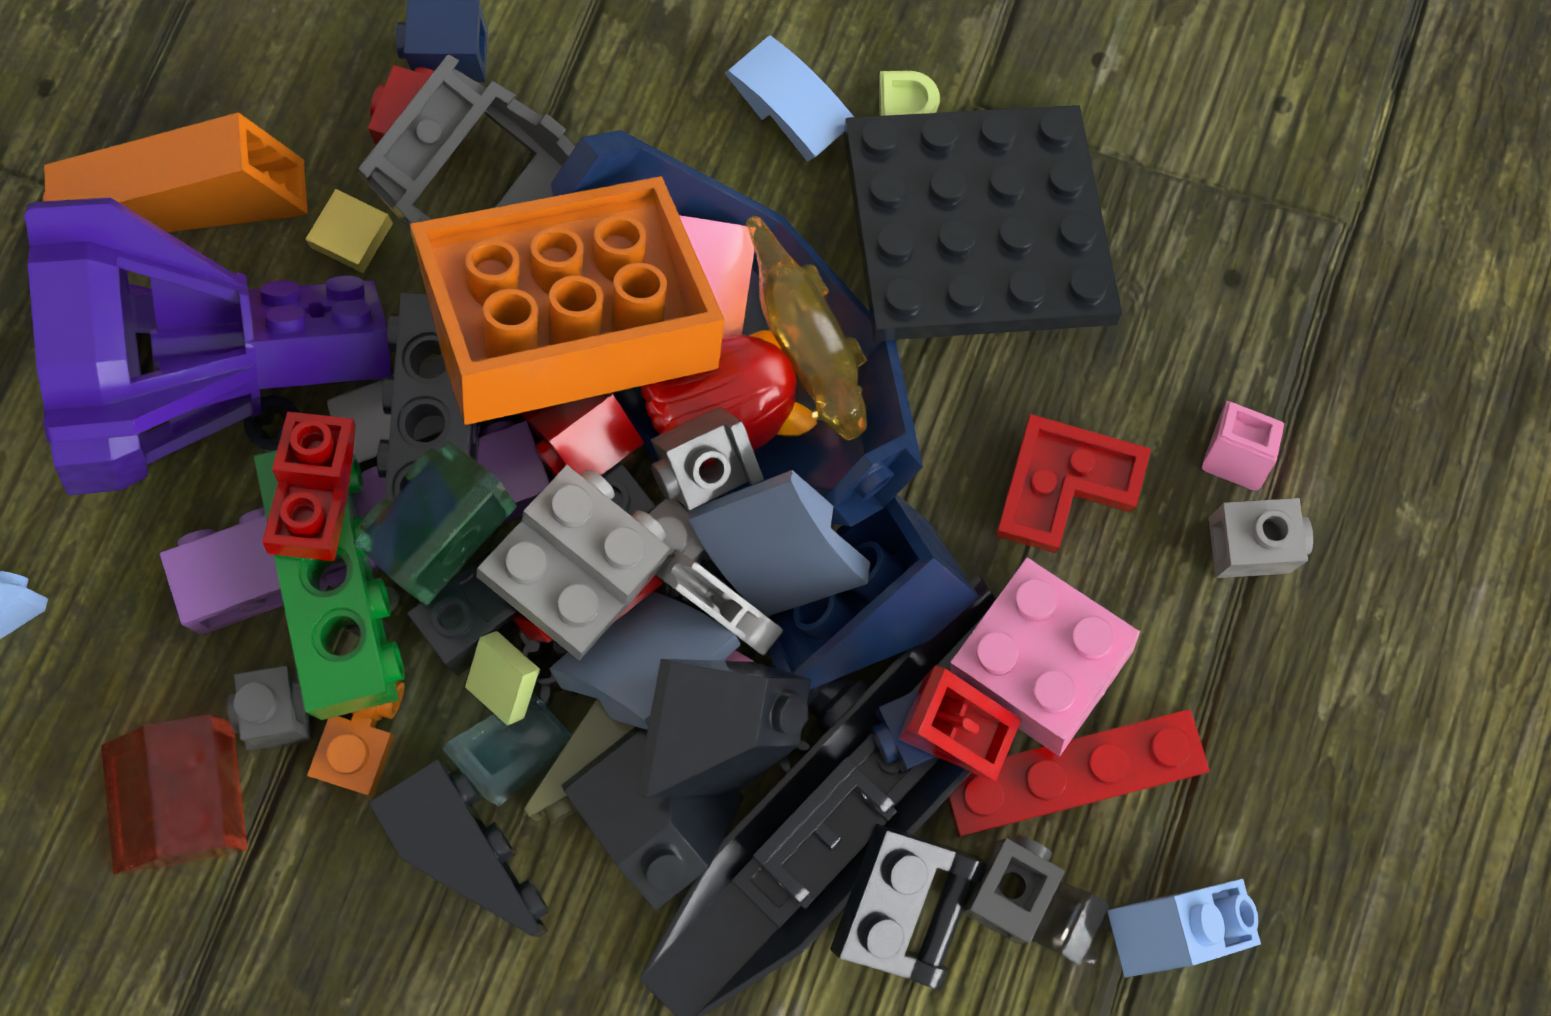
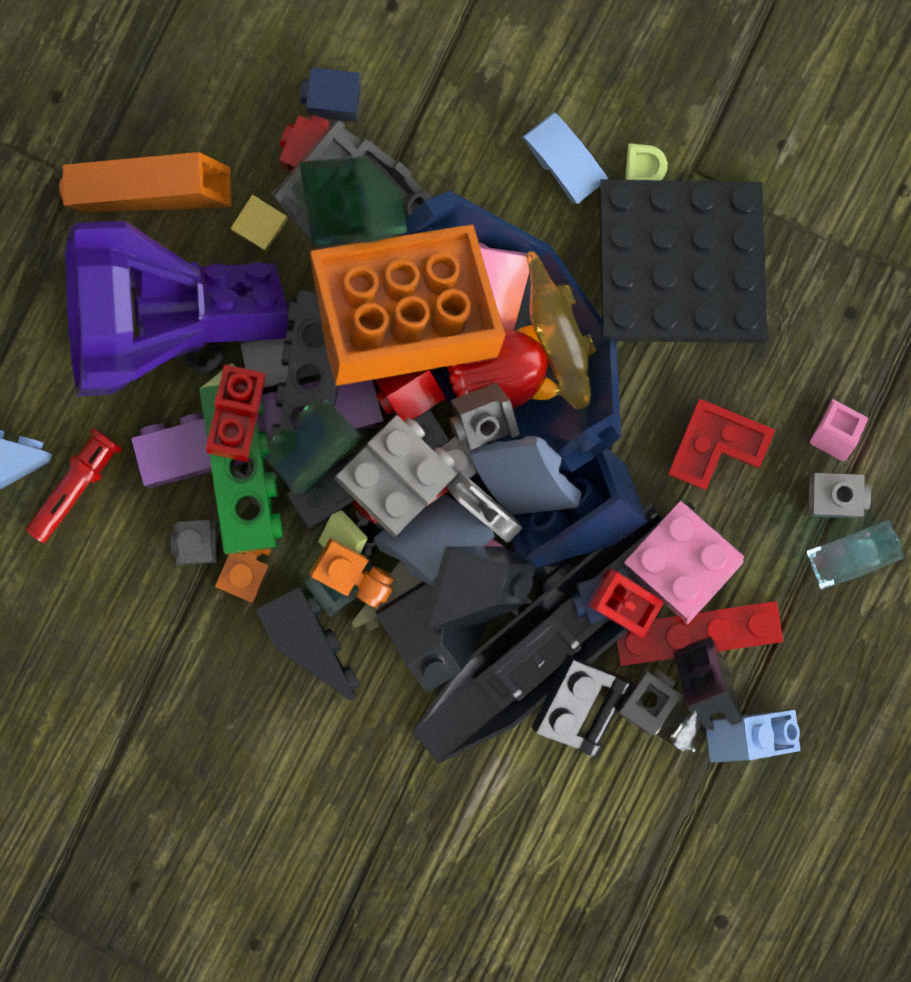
camera: 15 degrees right, 10 degrees up
(91, 615) = (73, 484): none -> red pin
(173, 794) = (129, 590): clear red slope -> none
(470, 147) = (350, 201): none -> clear green slope
(501, 718) = (343, 567): none -> orange plate
(1104, 846) = (707, 682): none -> black hinge
(1300, 624) = (855, 554): none -> clear light blue slope

